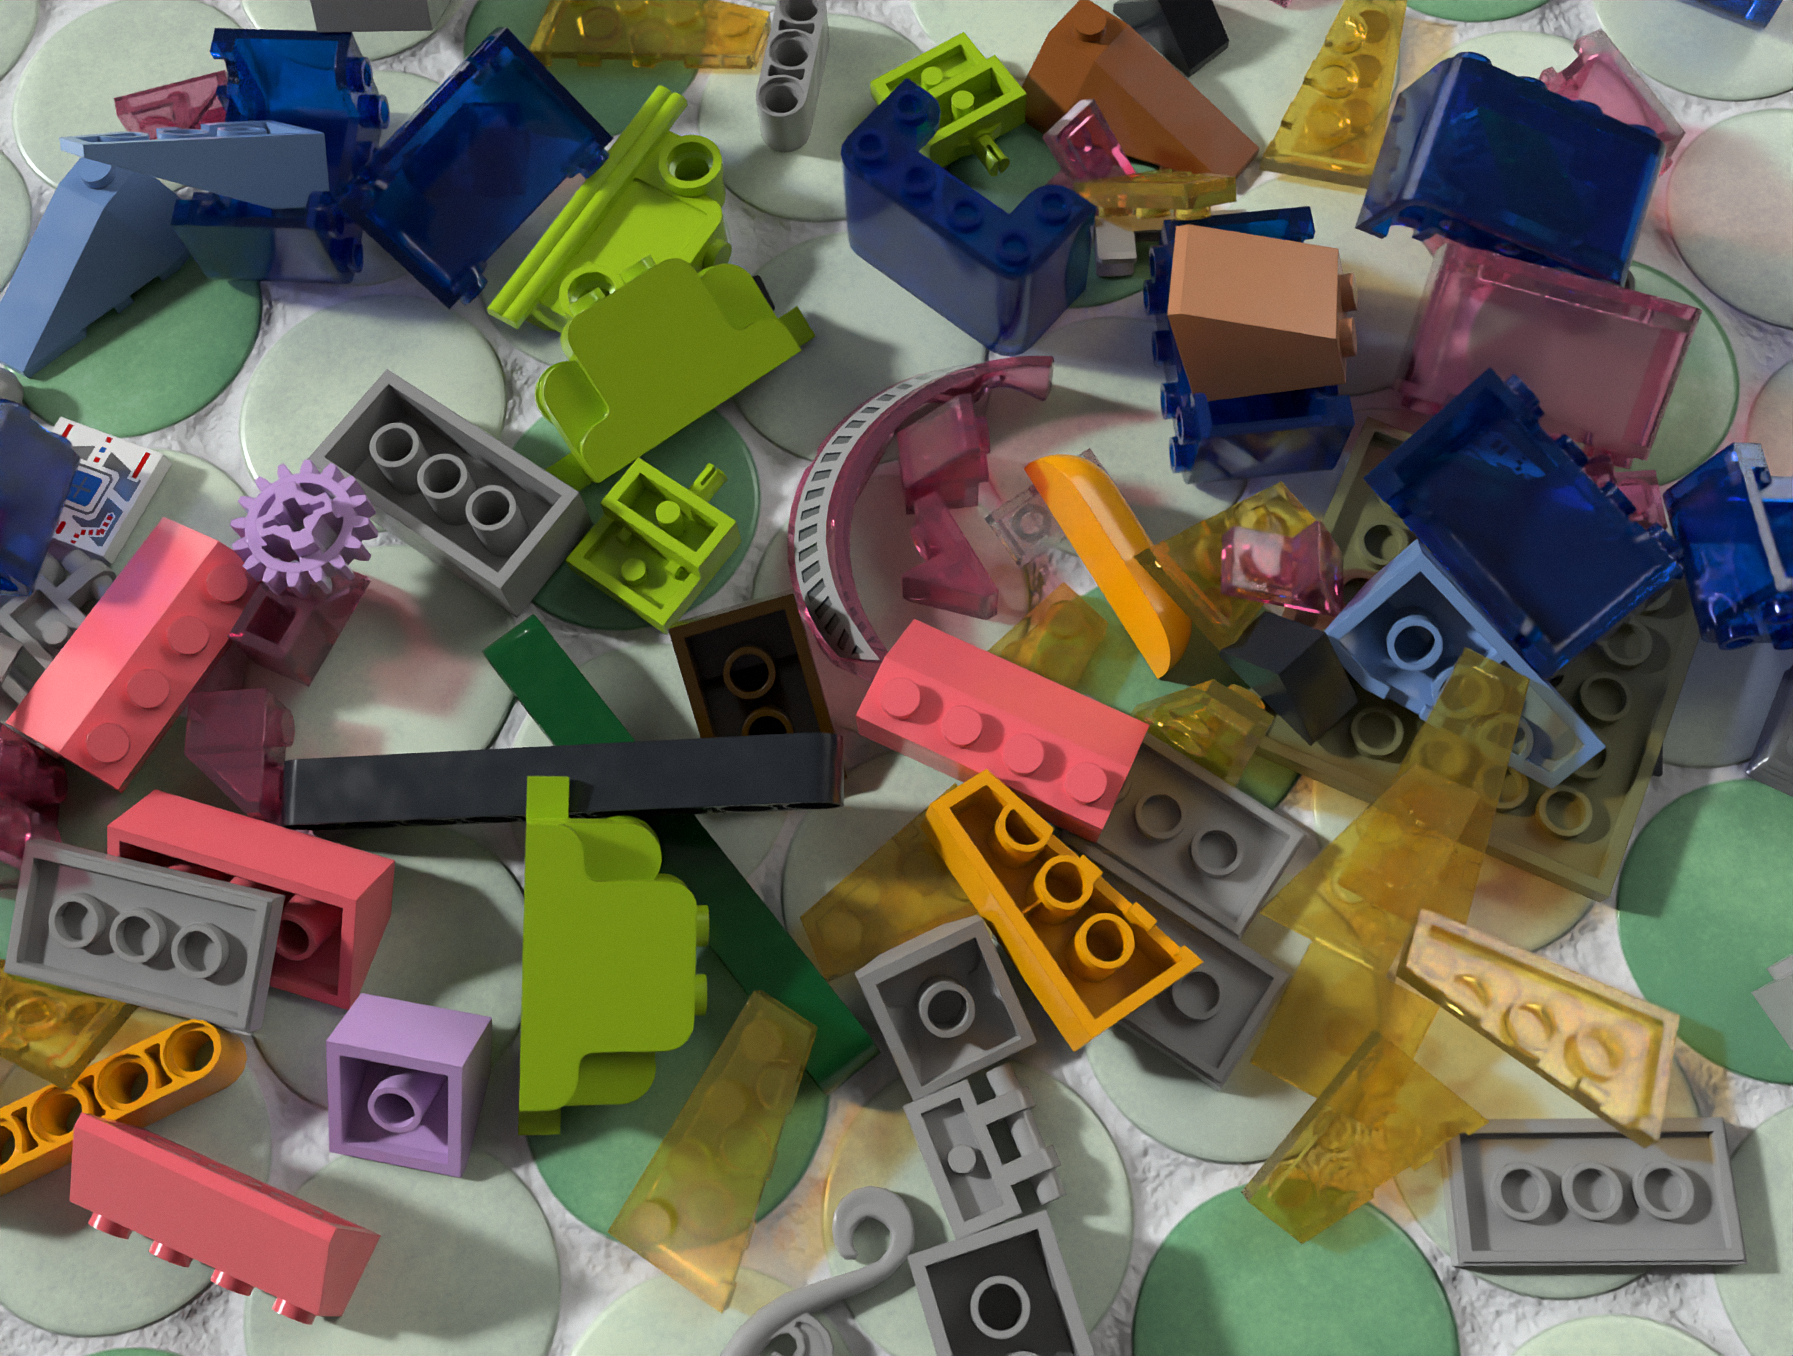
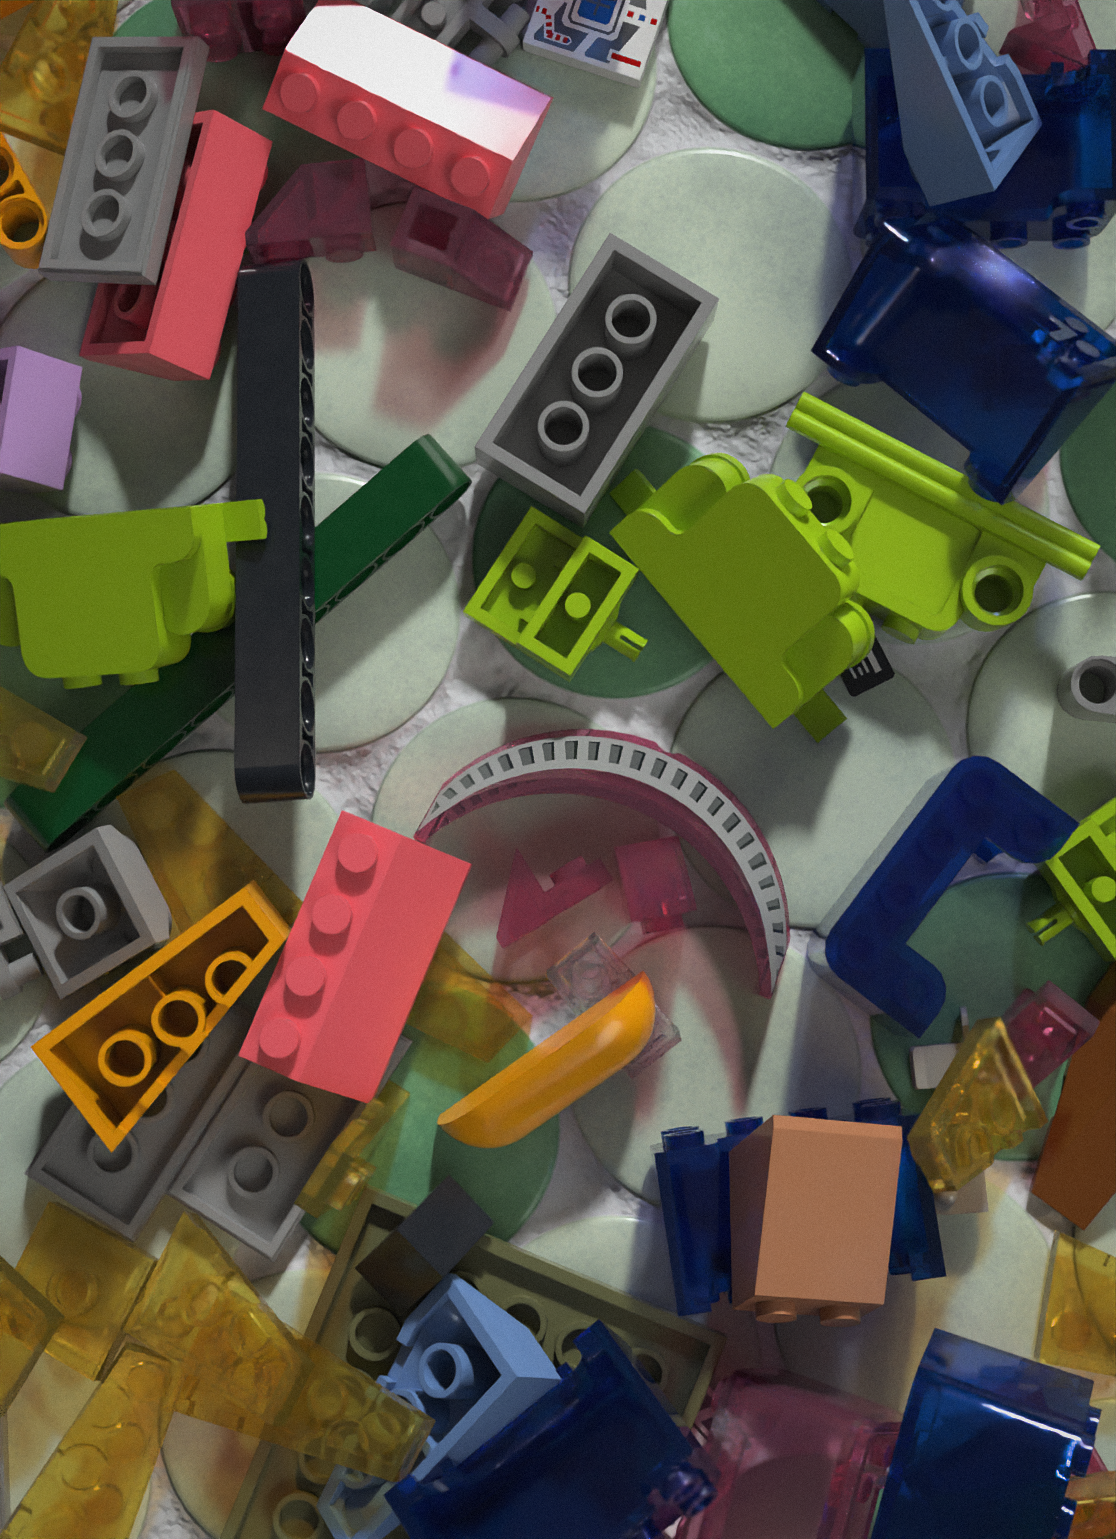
camera: 80 degrees right, 15 degrees up
(303, 524) = (545, 230): lavender gear -> none
(751, 670) = (403, 710): dark brown slope -> none
(1191, 561) = (549, 1190): clear yellow wing -> none
(1284, 570) = (528, 1240): clear pink slope -> none

